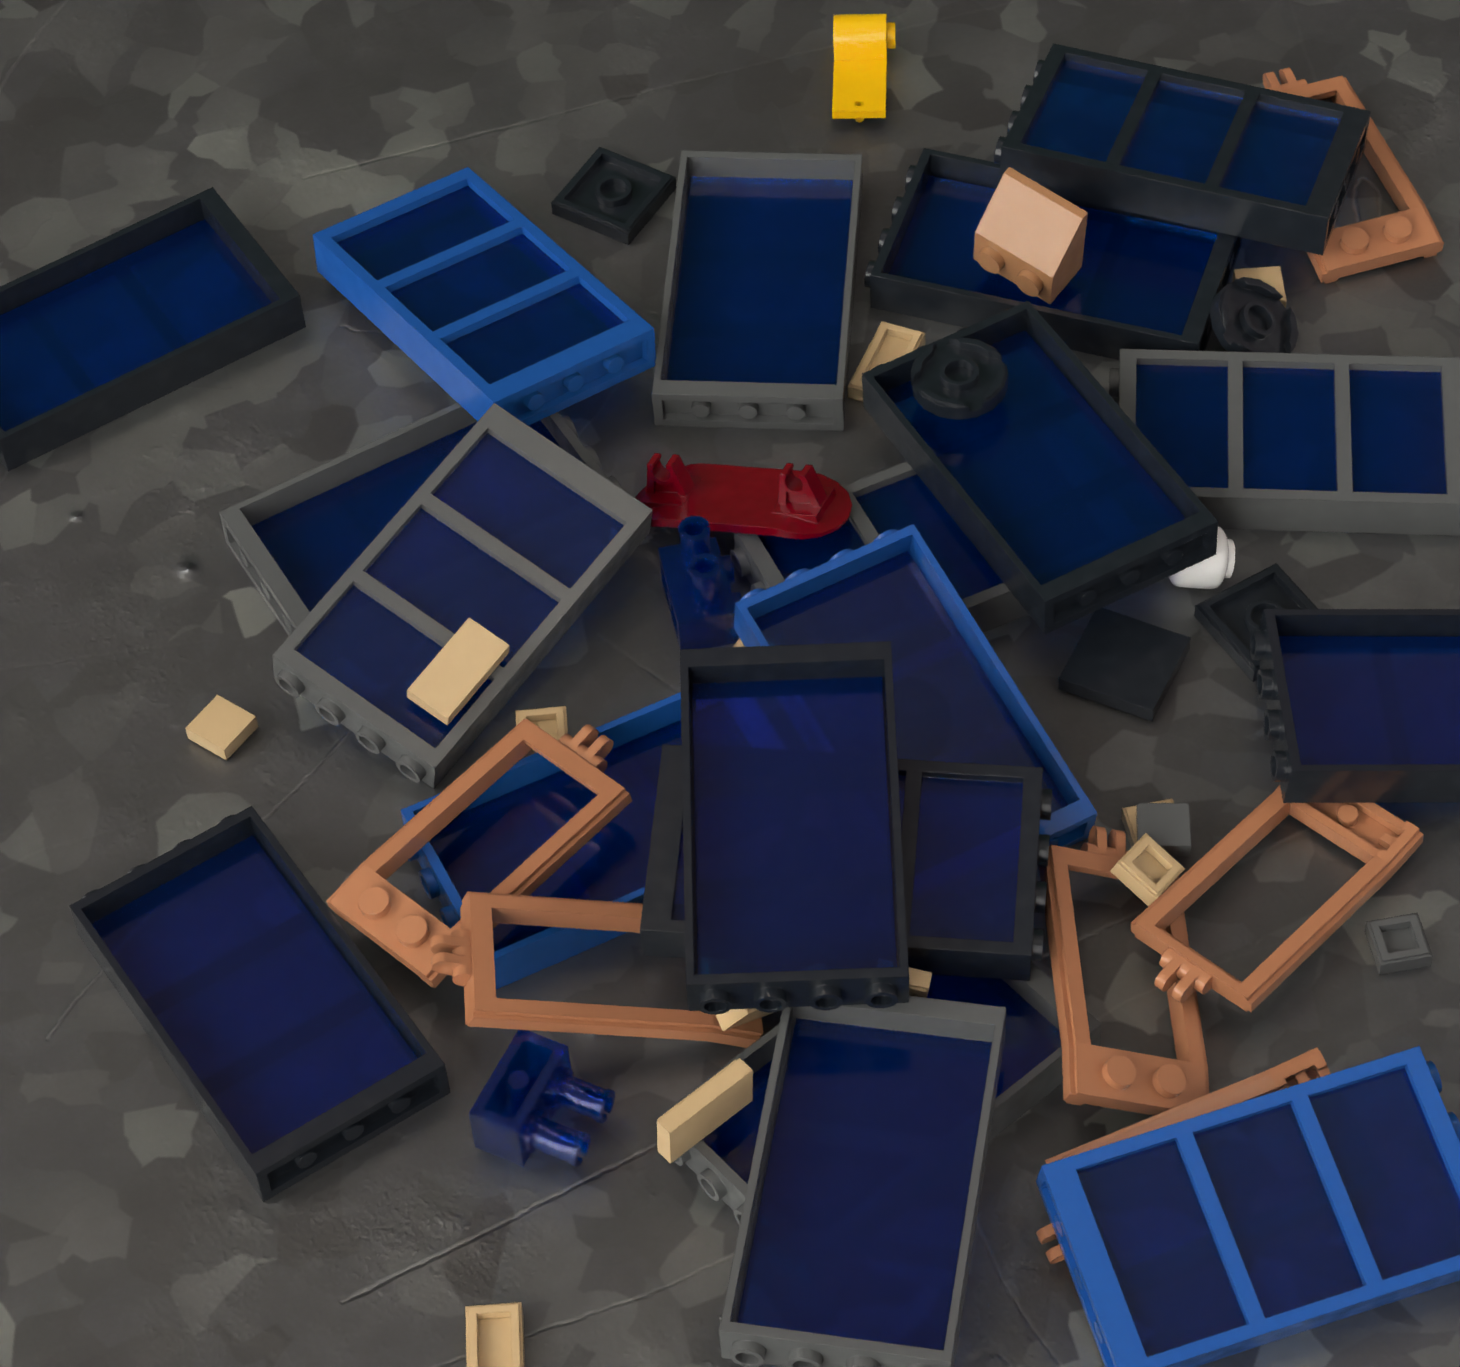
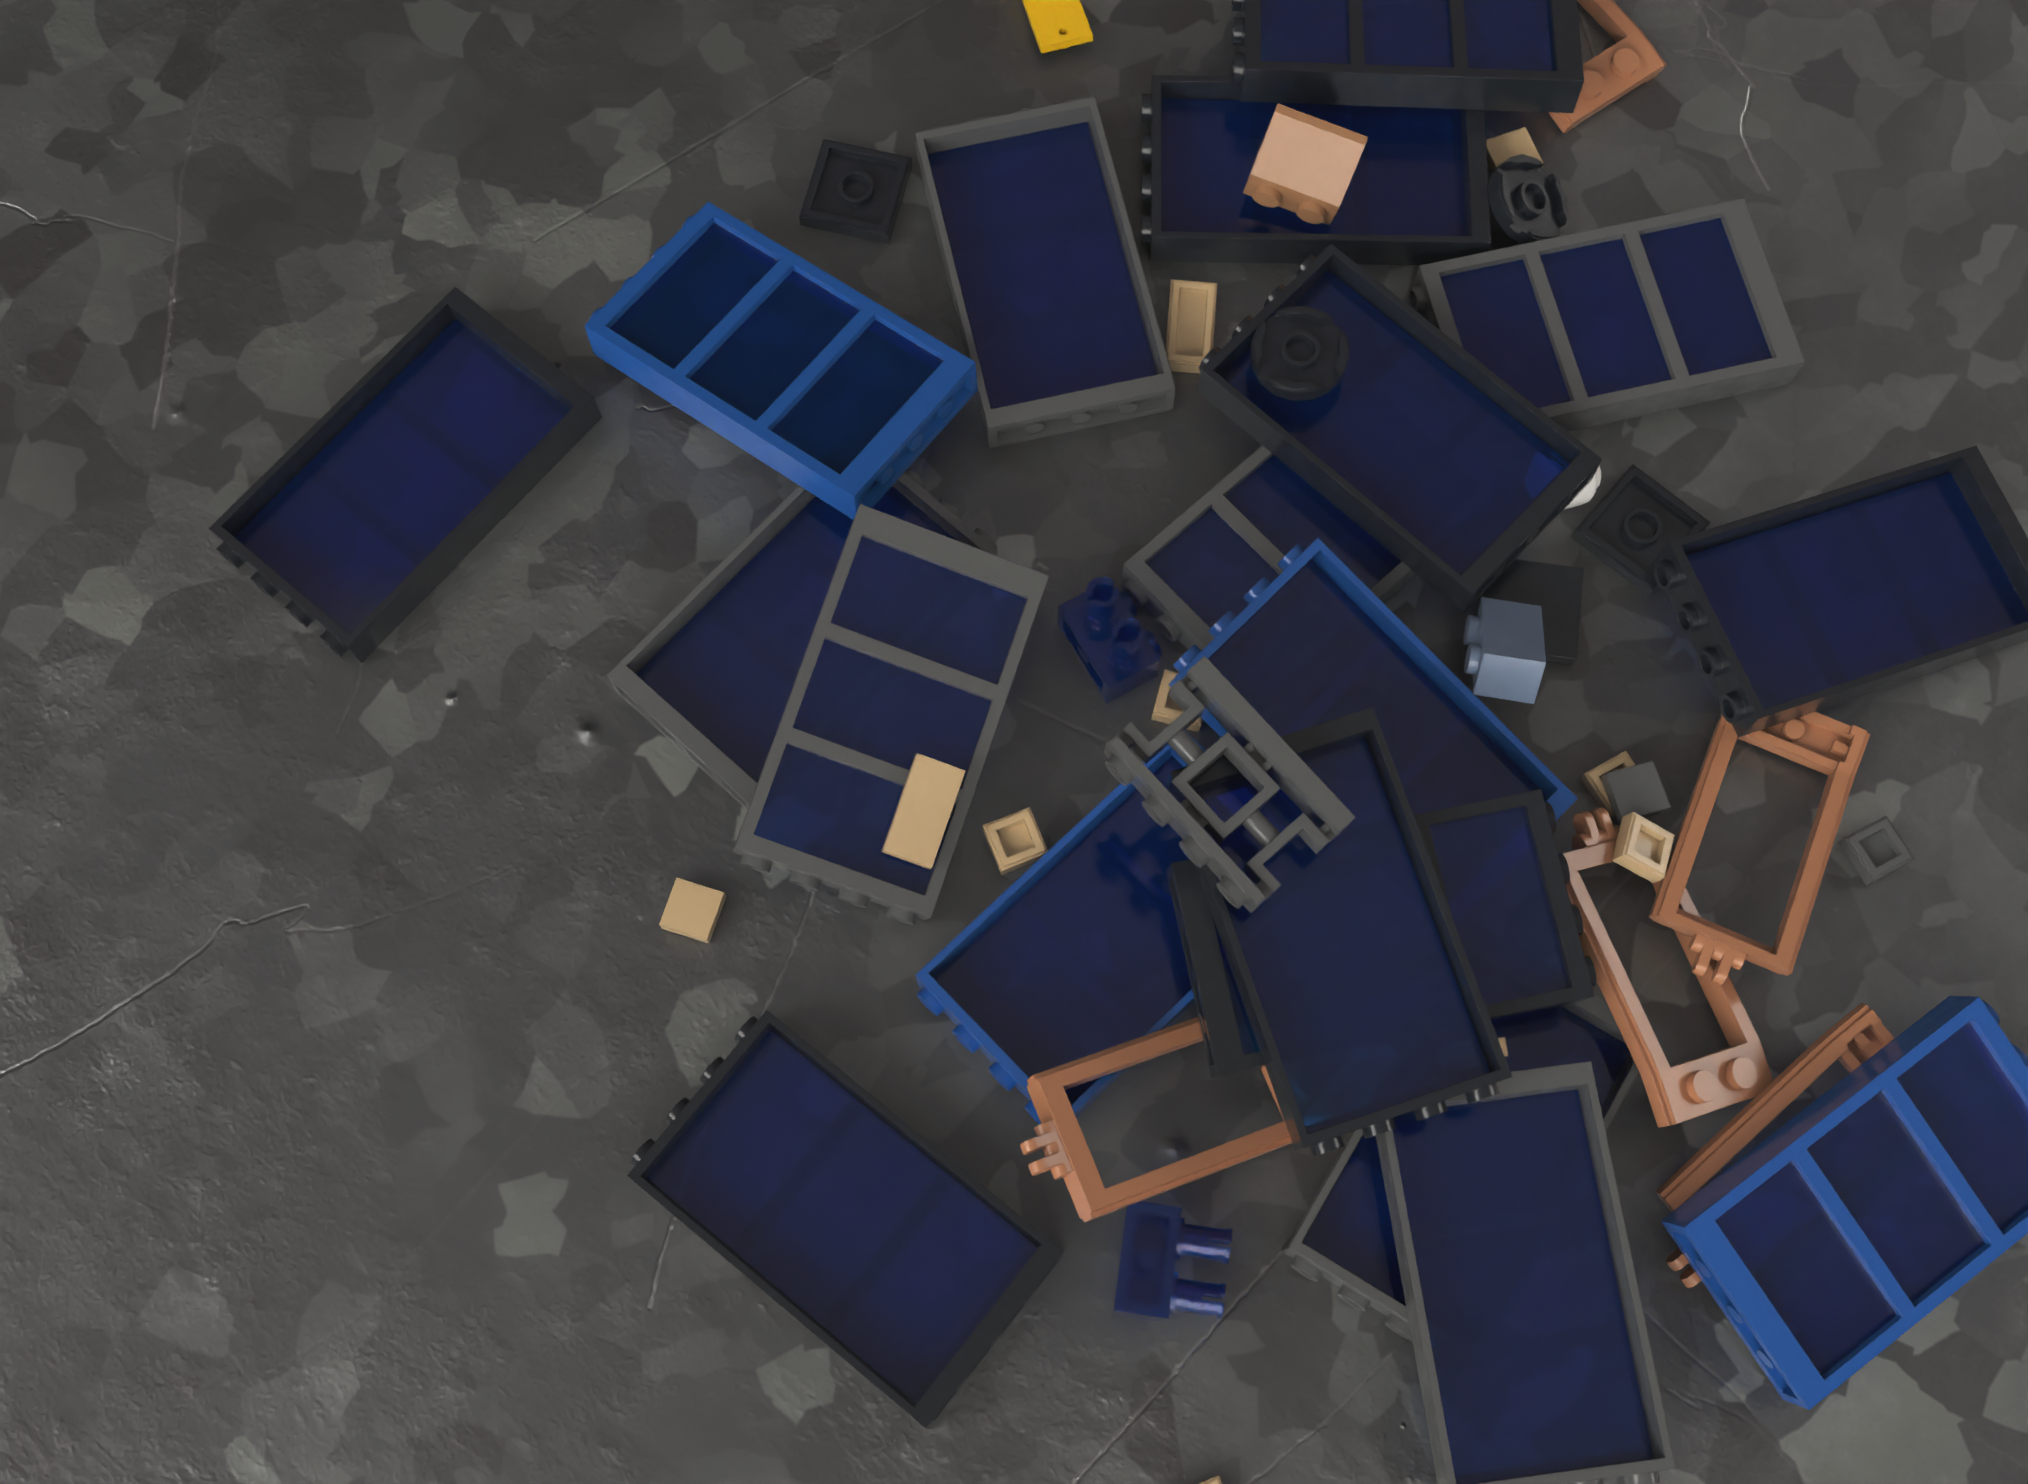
camera: 20 degrees left, 20 degrees up
(405, 926) = (959, 1106): nougat animal -> none
(704, 1110) = (1338, 1244): tan tile -> none
(745, 498) = (1118, 529): dark red piece -> none
(760, 645) = (1257, 755): none -> dark grey fence
(1070, 668) = (1505, 650): none -> sand blue brick

